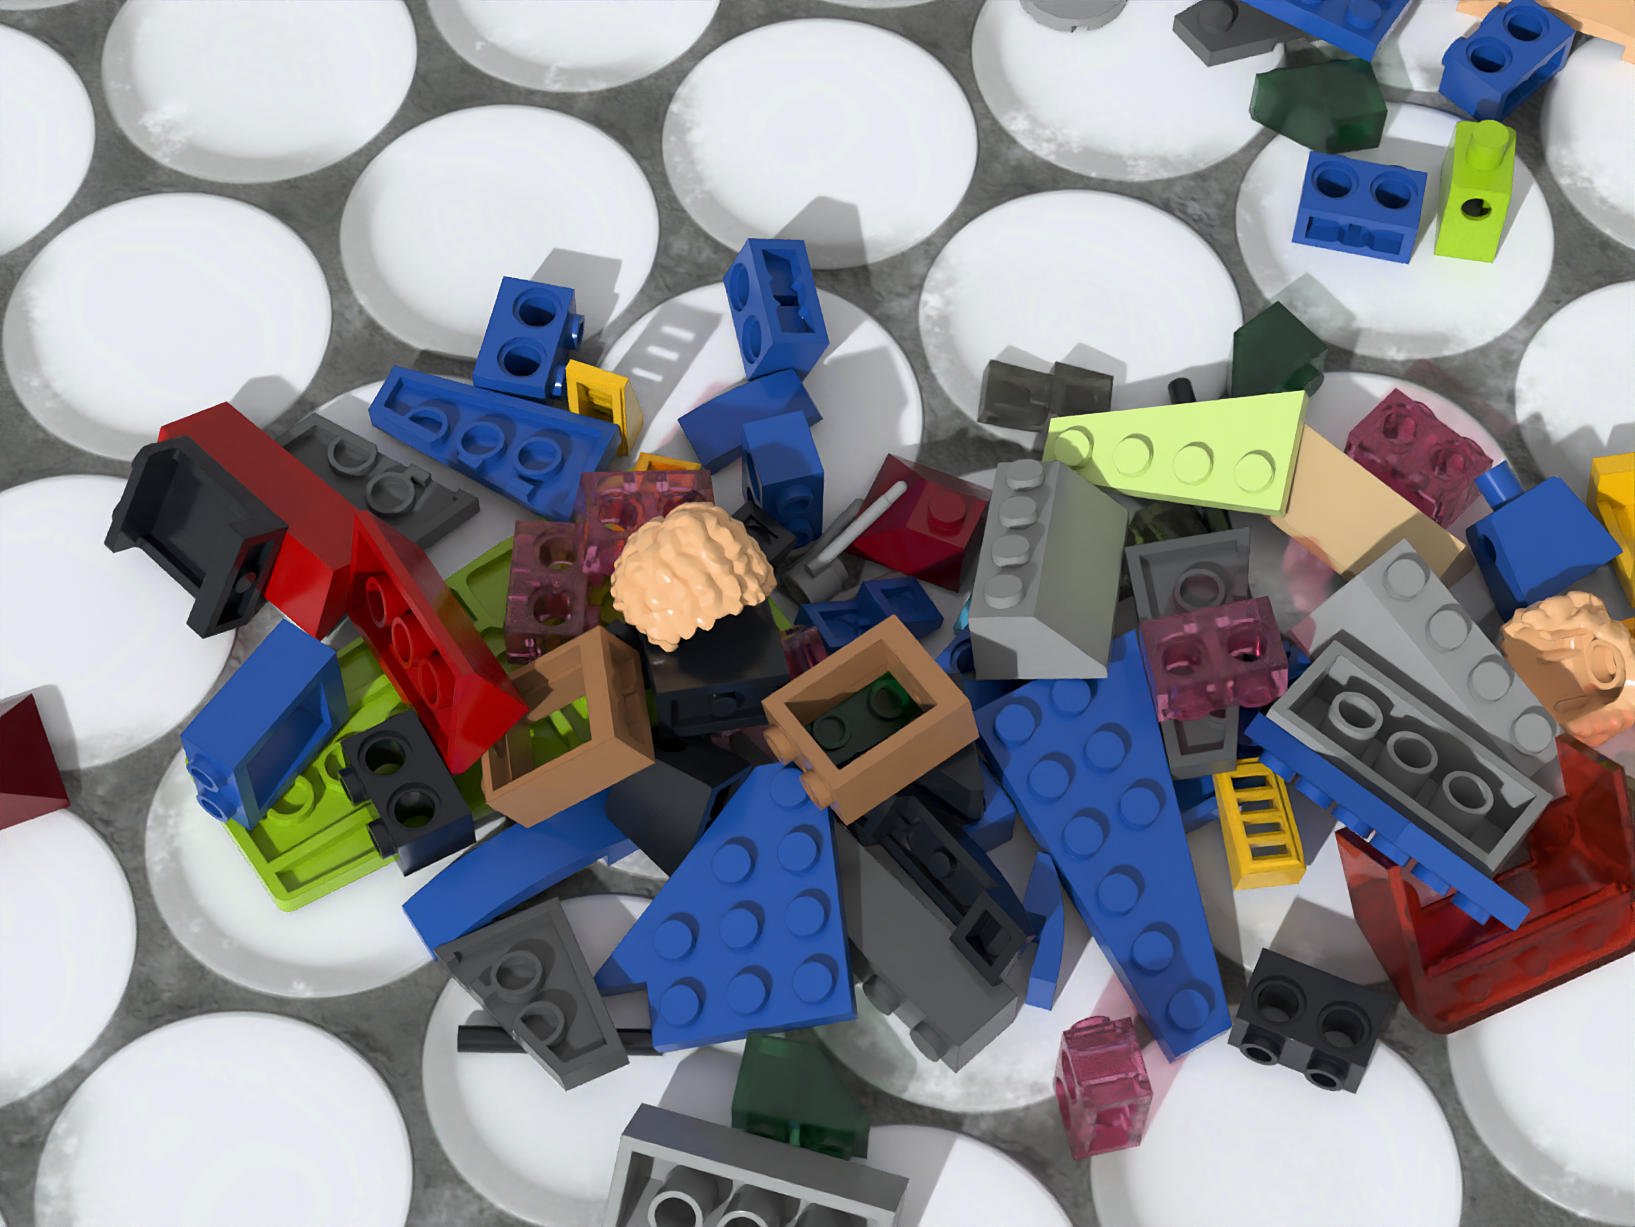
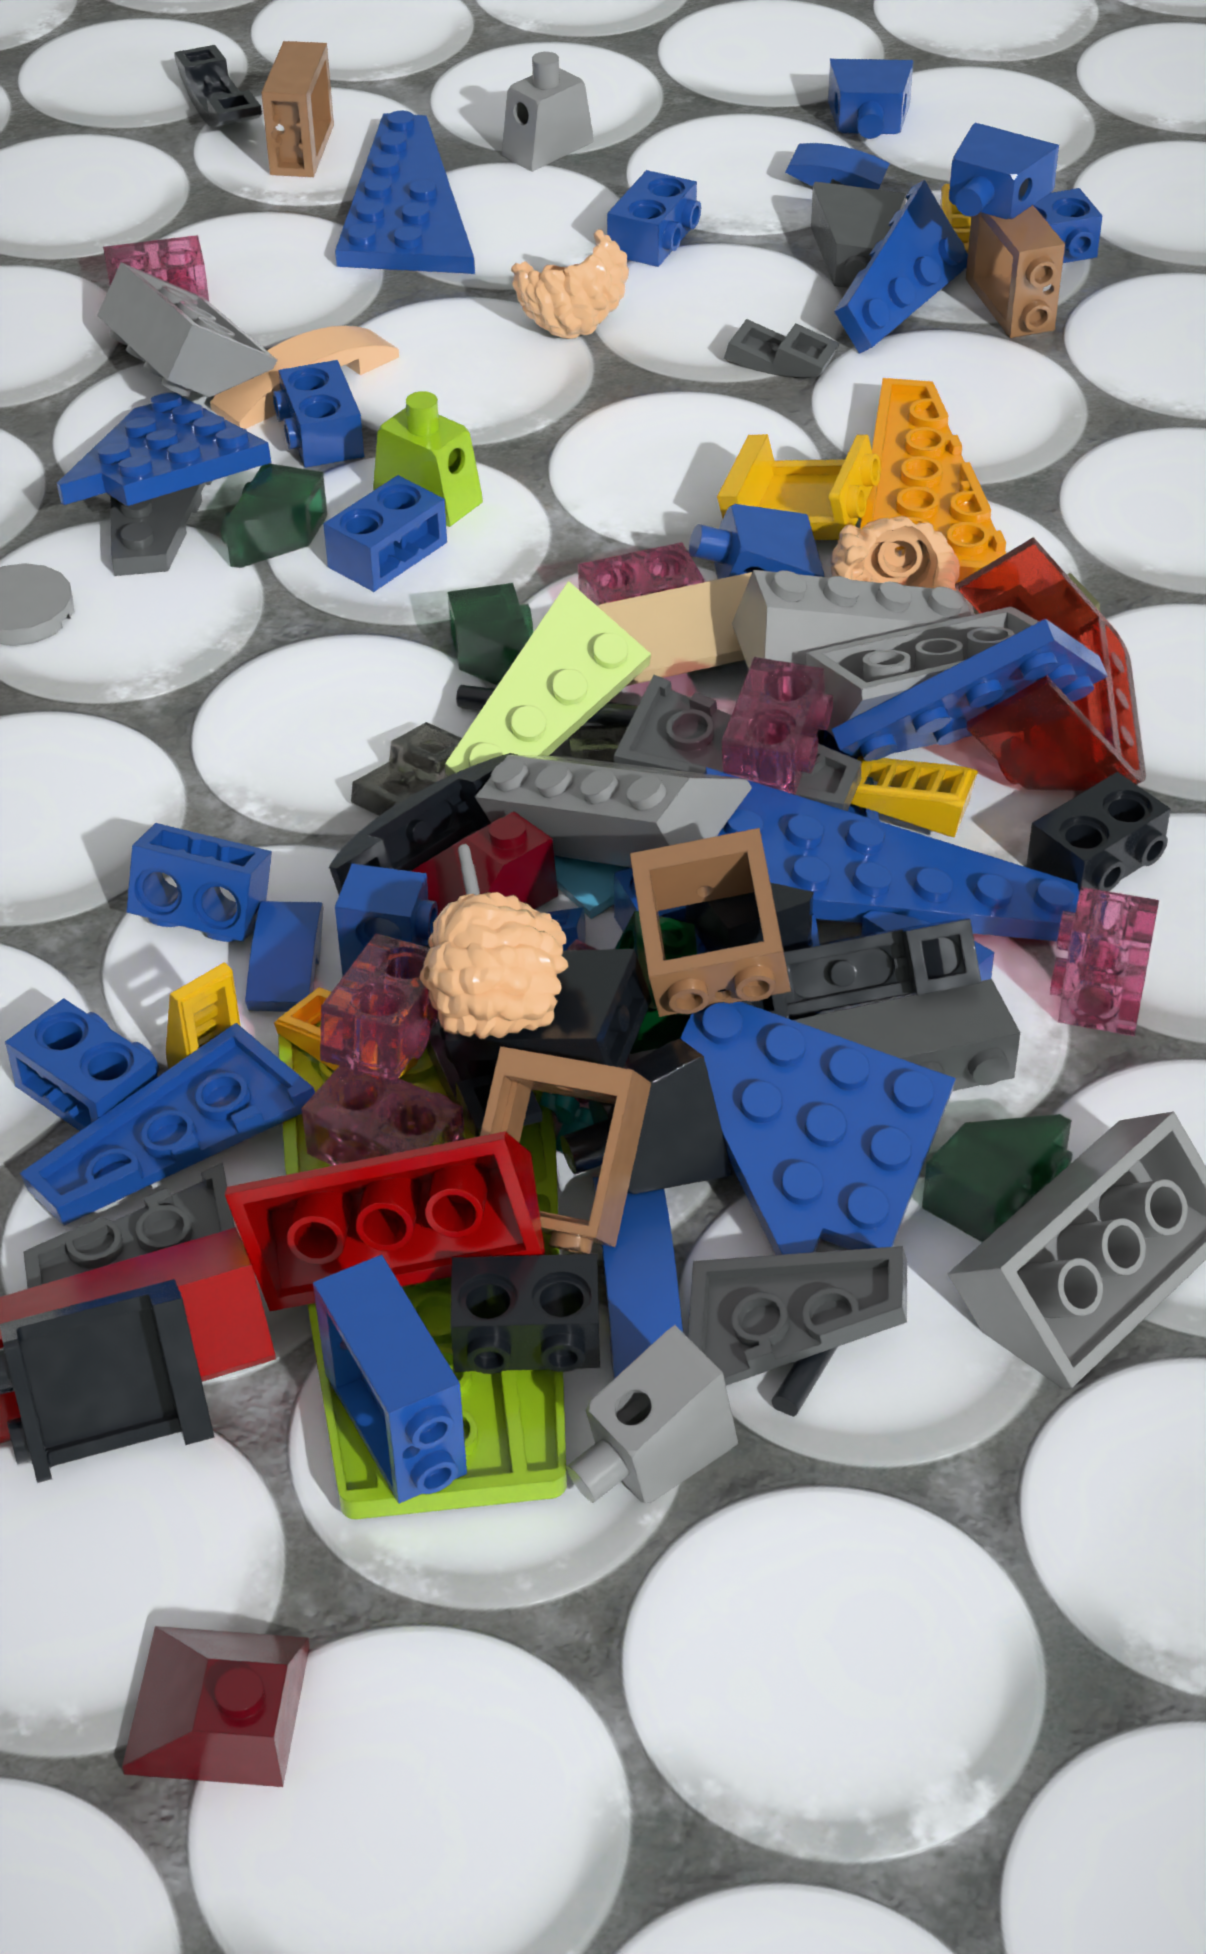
camera: 60 degrees left, 15 degrees down
(359, 945) = (656, 1422): none -> light grey torso
(928, 433) = (419, 824): none -> black slope

